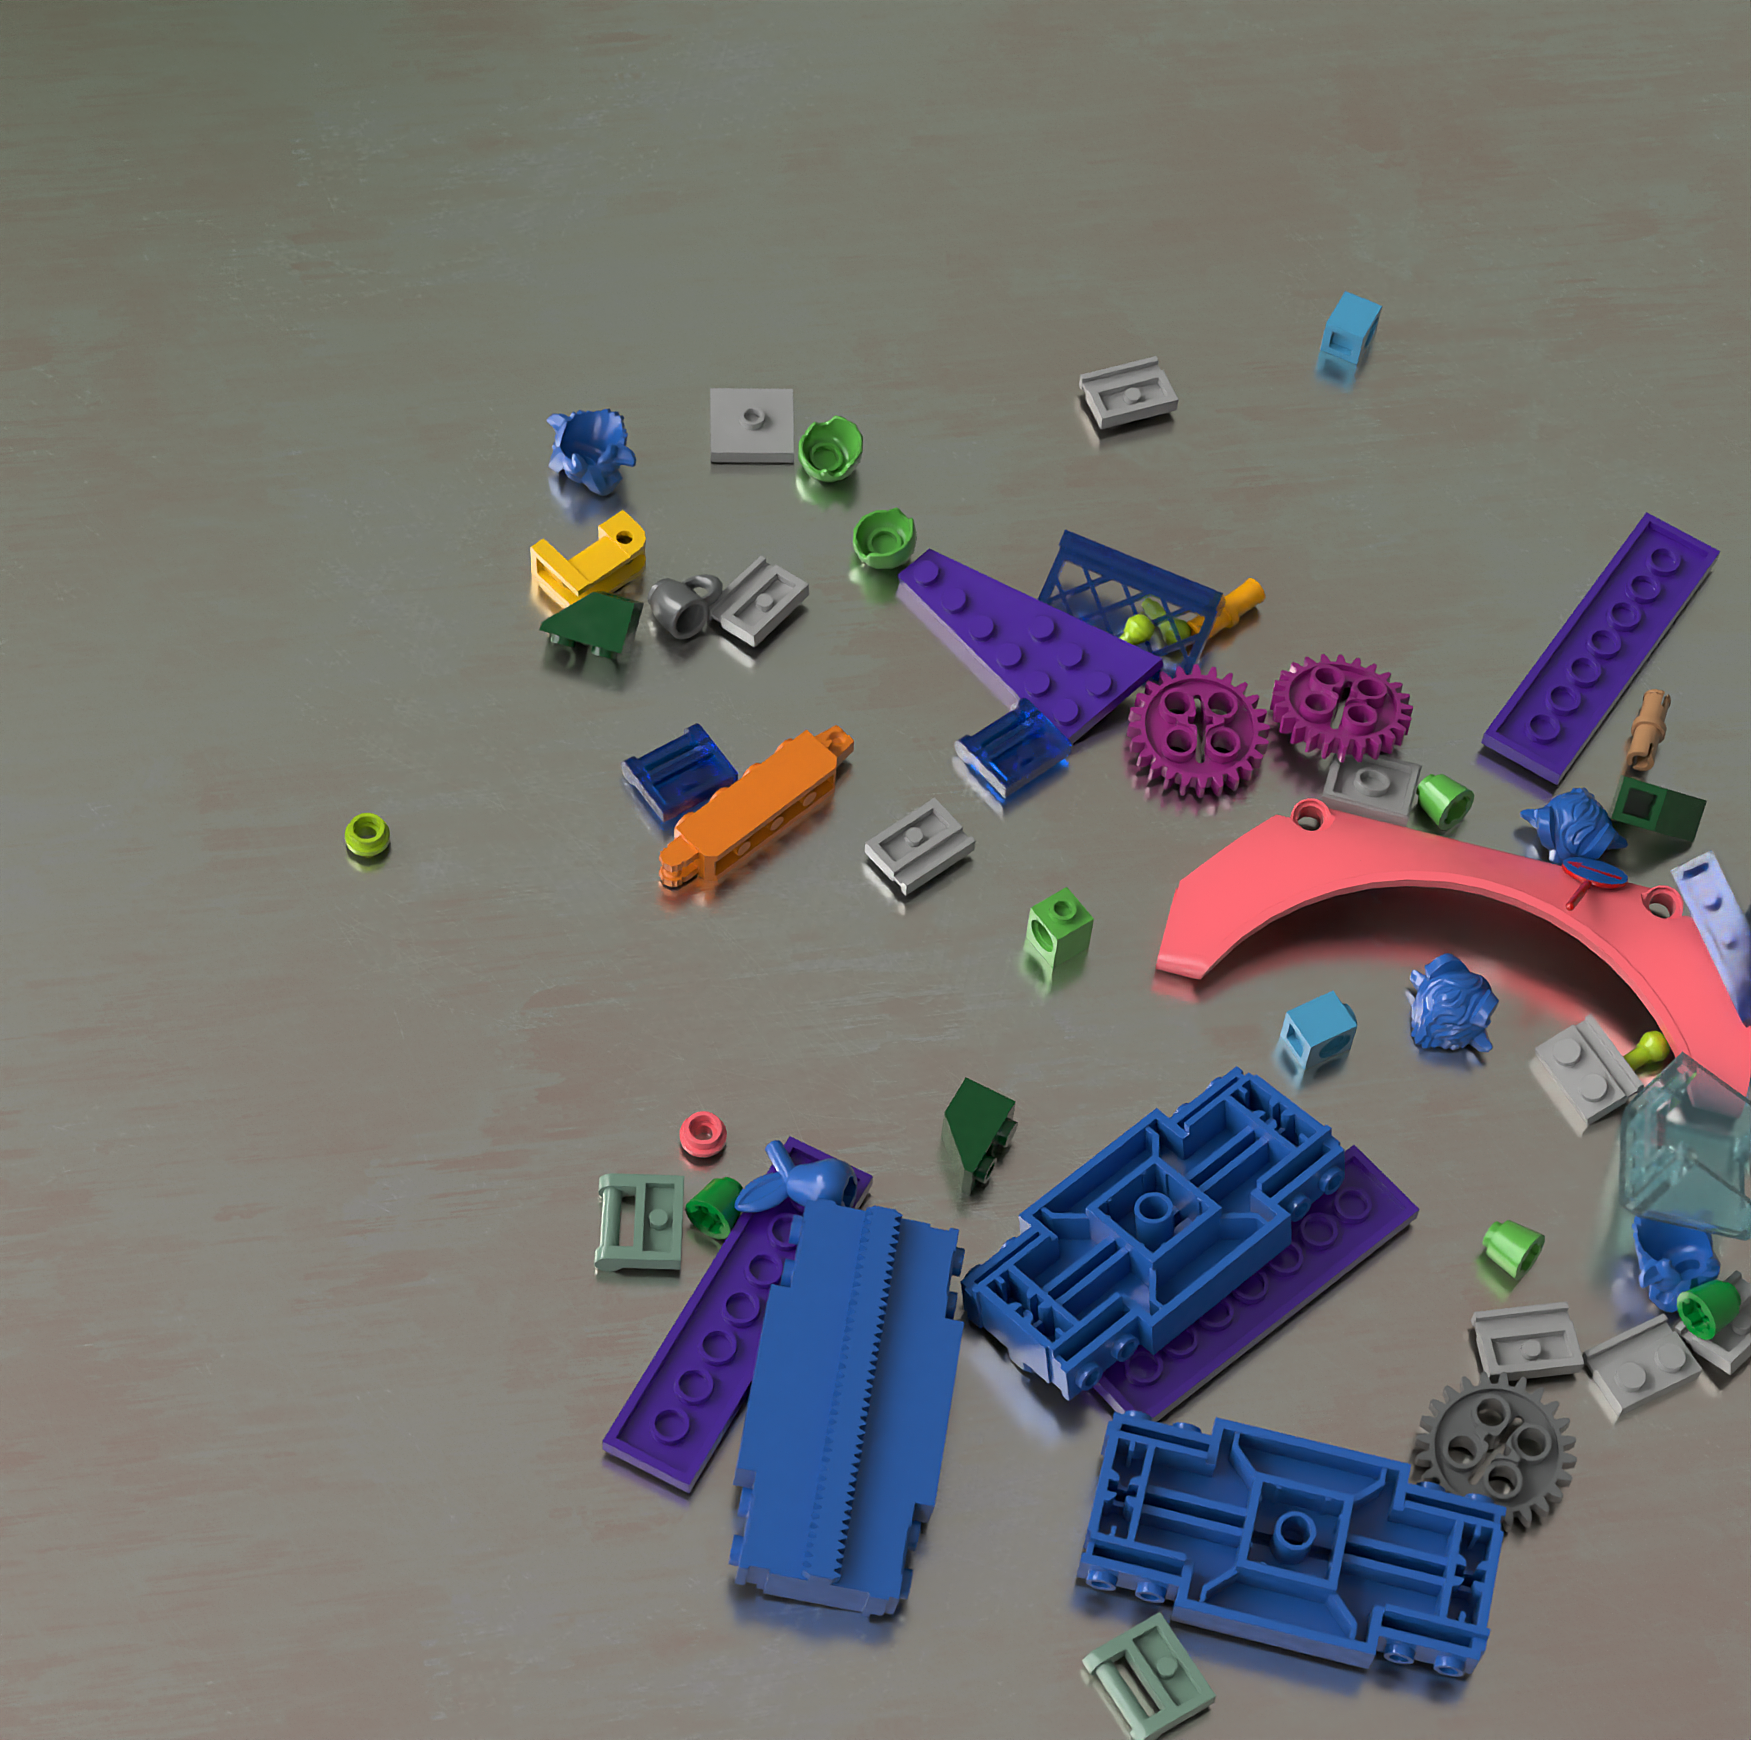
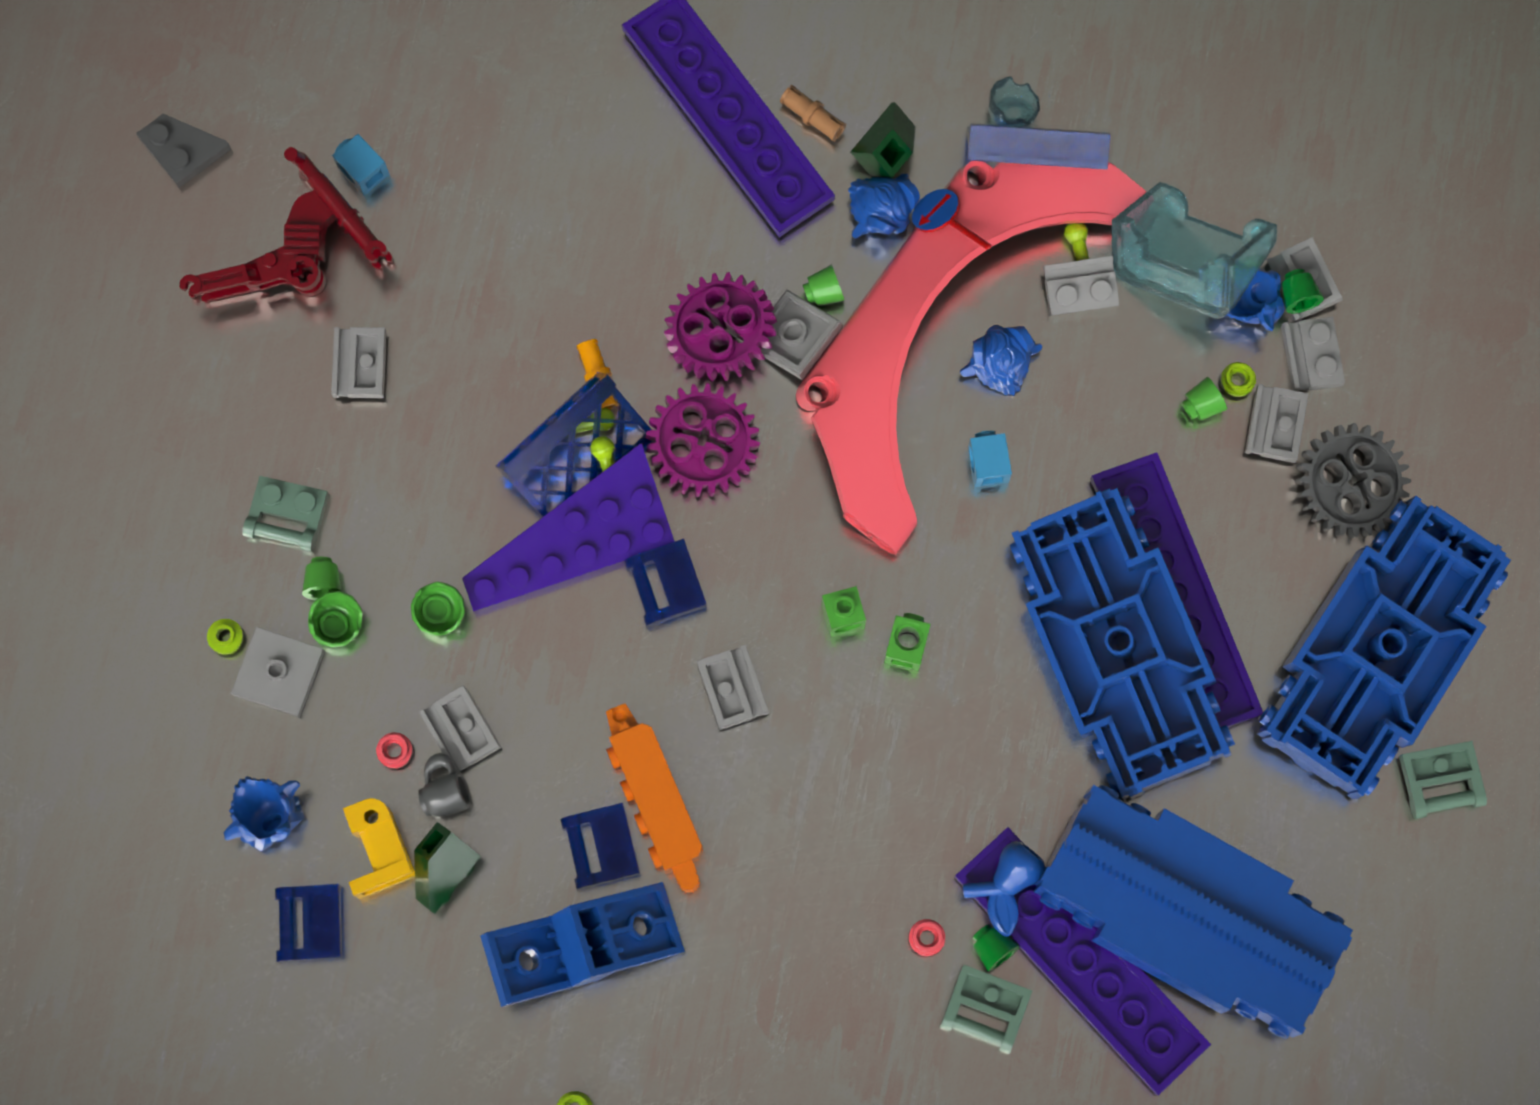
camera: 65 degrees left, 20 degrees up
(489, 538) = (320, 923): none -> clear blue plate
(559, 773) = (582, 944): none -> blue bracket
(713, 542) = (386, 743): none -> coral plate
(770, 368) = (232, 643): none -> lime plate
(875, 426) = (320, 577): none -> bright green hat
(942, 377) = (290, 503): none -> sand green plate
(974, 1129) = (992, 739): dark green slope -> none
(1047, 1022) = (900, 655): none -> bright green brick
(1232, 293) = (302, 244): none -> dark red piece
(1285, 178) = (181, 147): none -> dark grey wing
(1565, 1272) = (1242, 370): none -> lime plate

